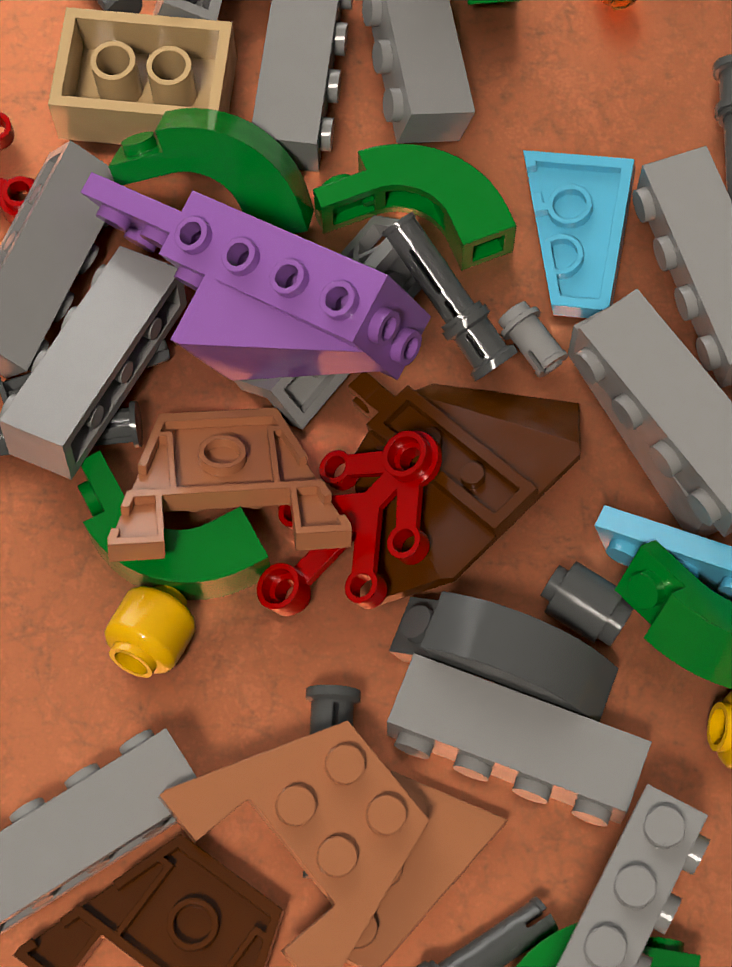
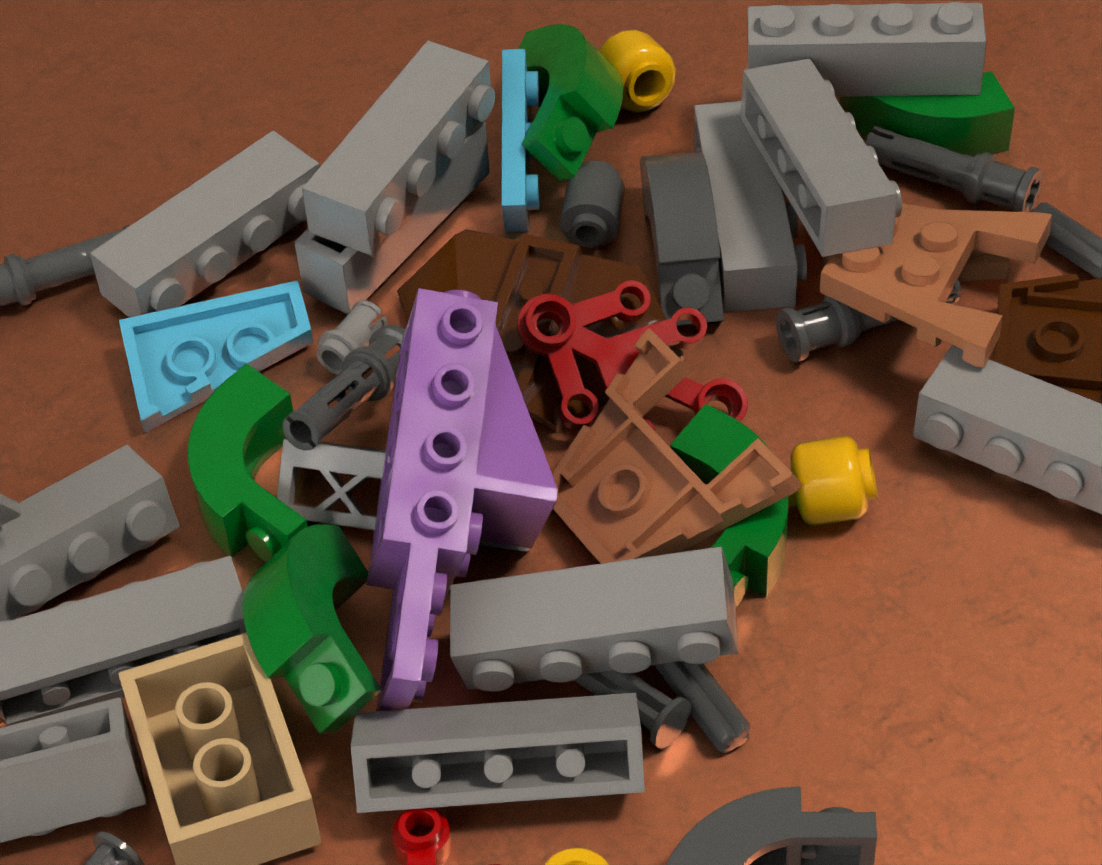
camera: 115 degrees left, 20 degrees down
(481, 785) = (819, 157): none -> light grey brick

